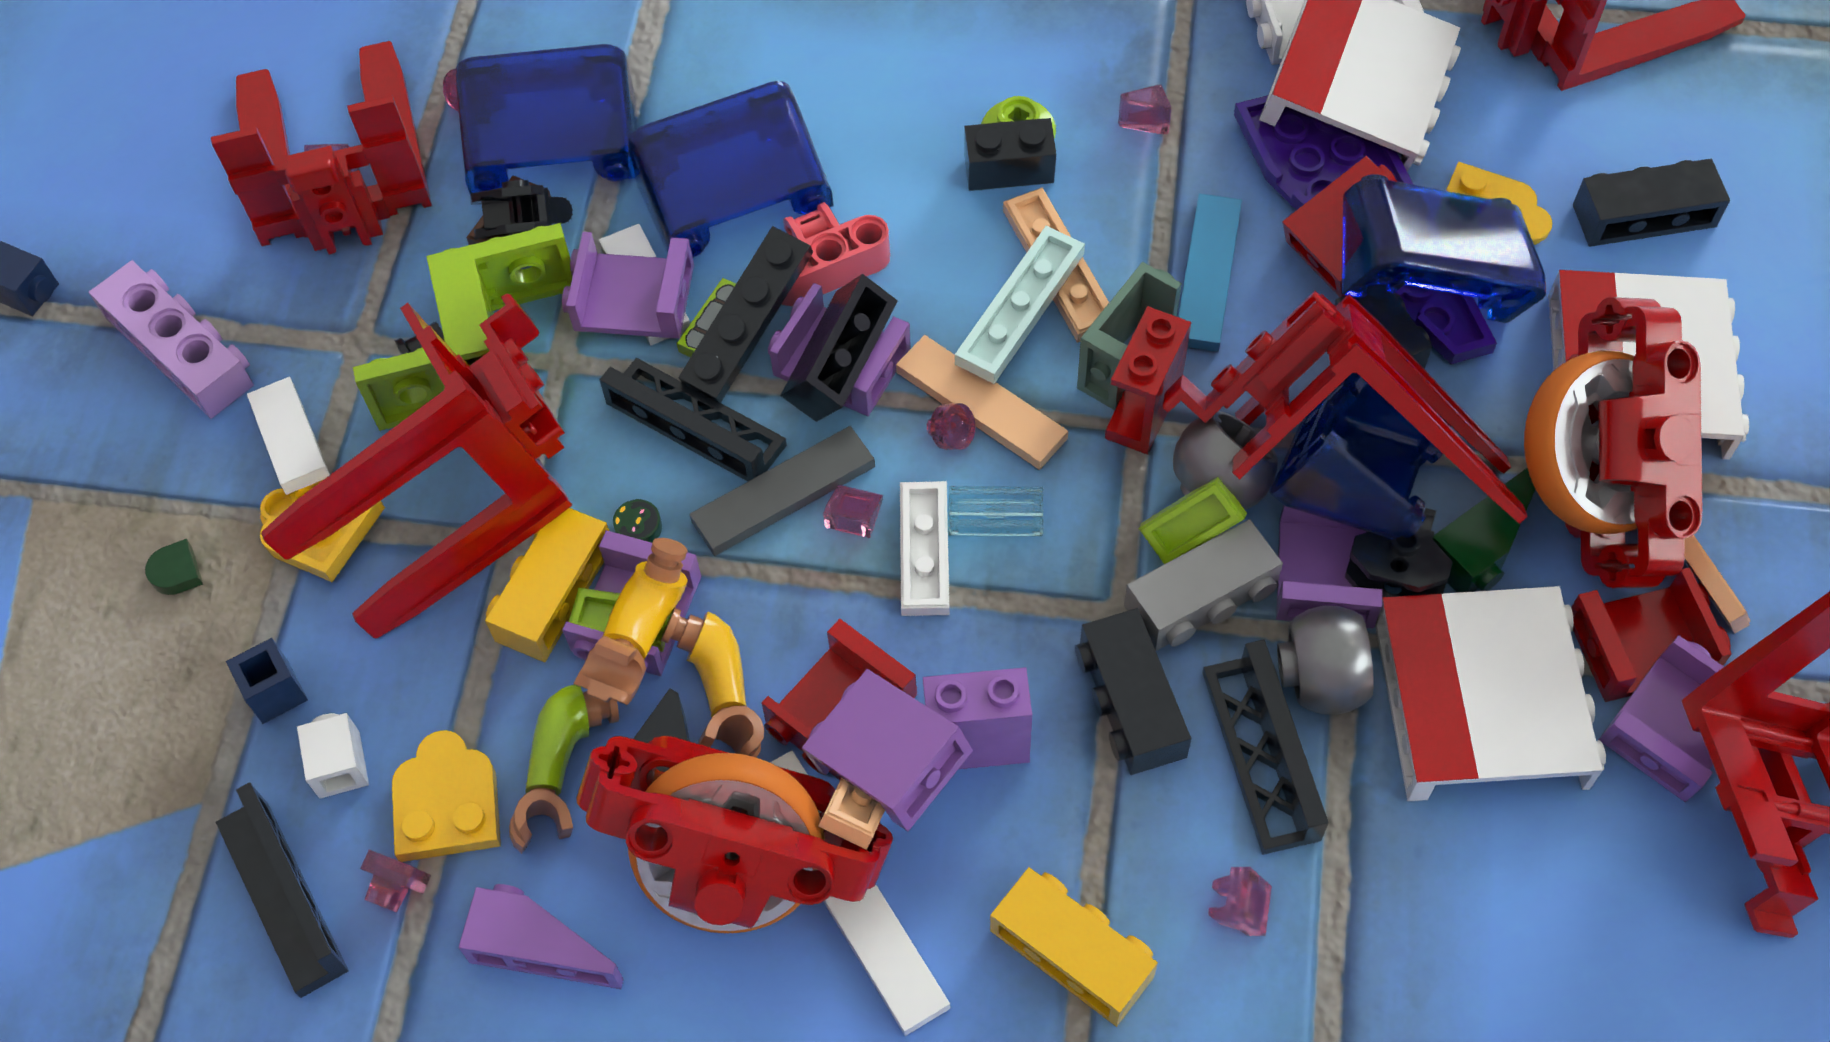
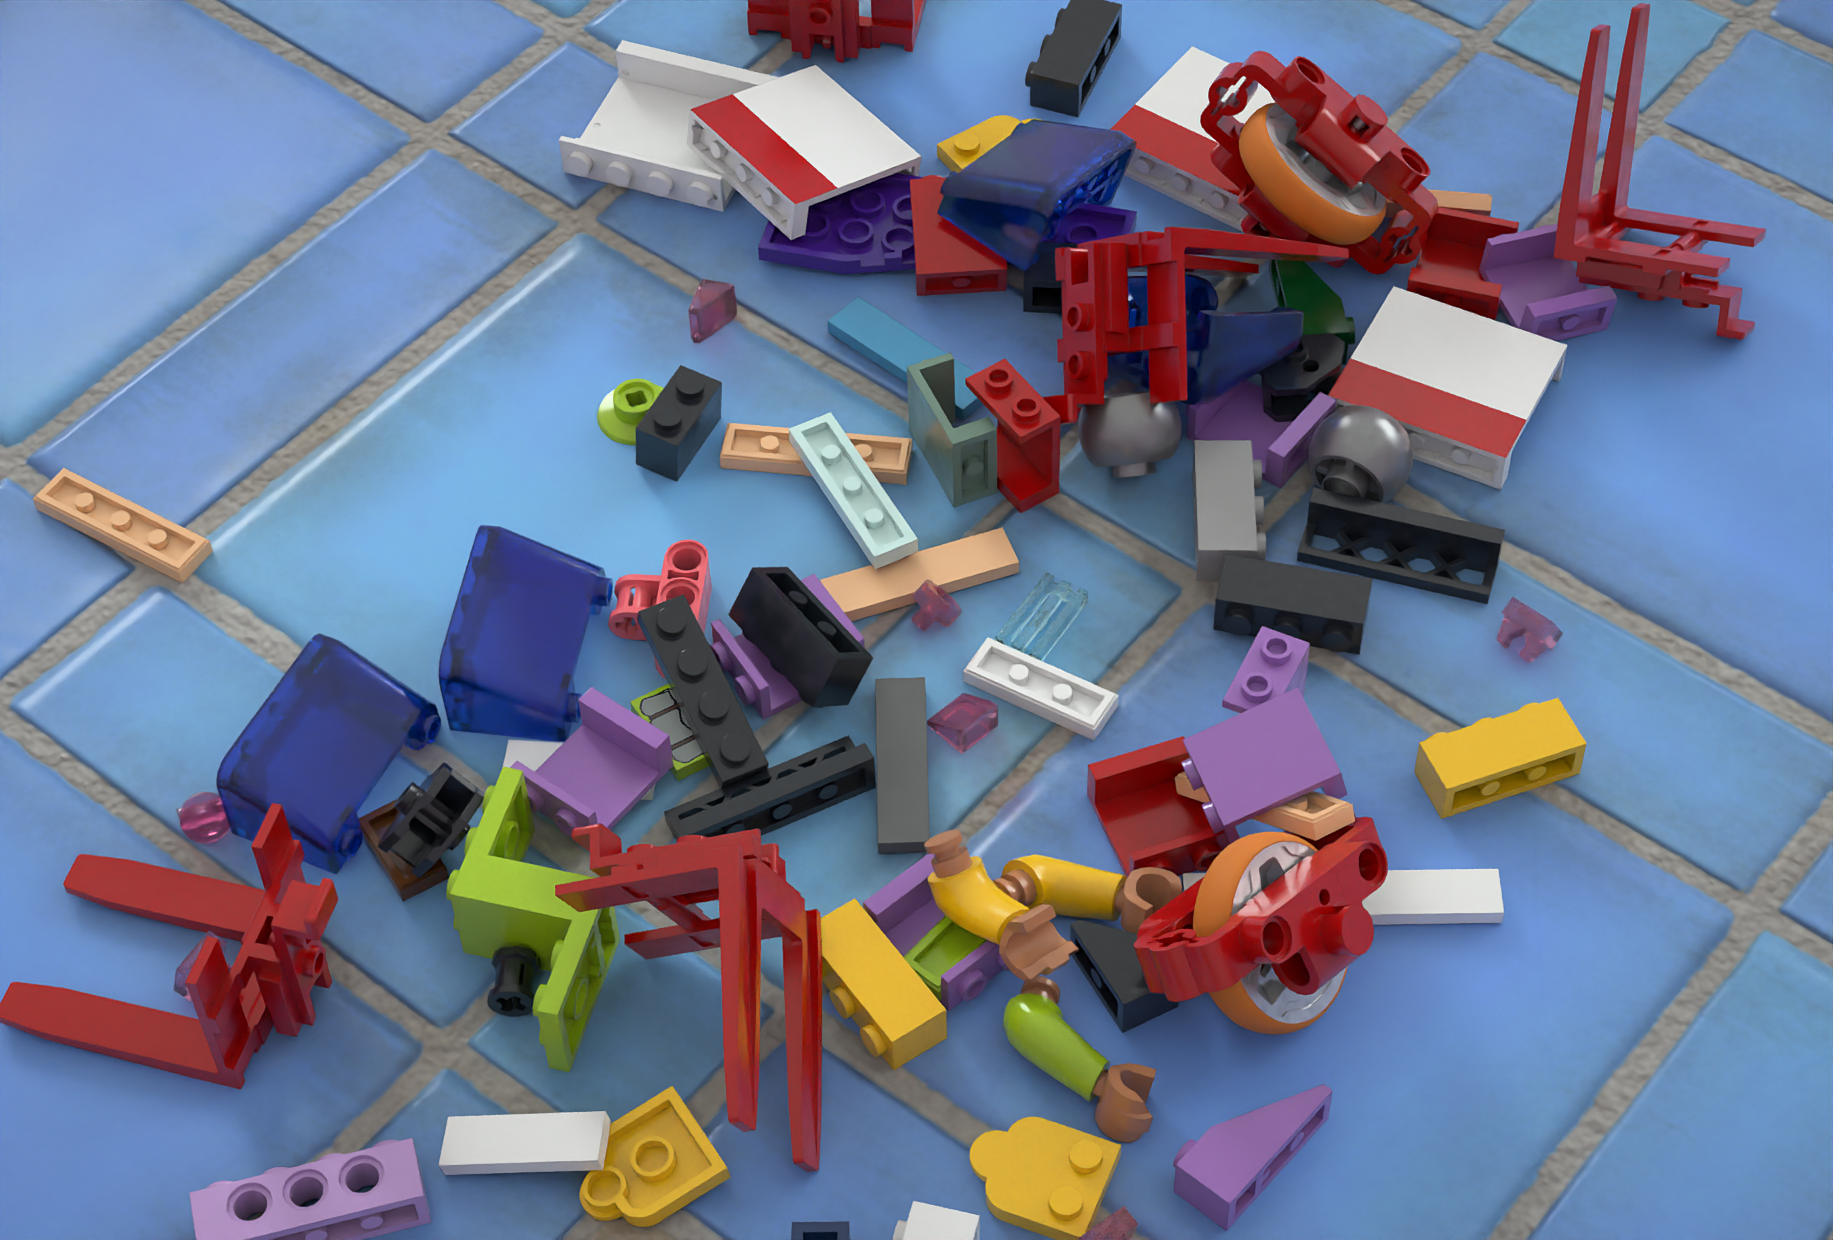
camera: 60 degrees left, 10 degrees down
(638, 520) = (850, 884): dark green tile -> none
(1192, 520) = (1168, 479): lime tile -> none

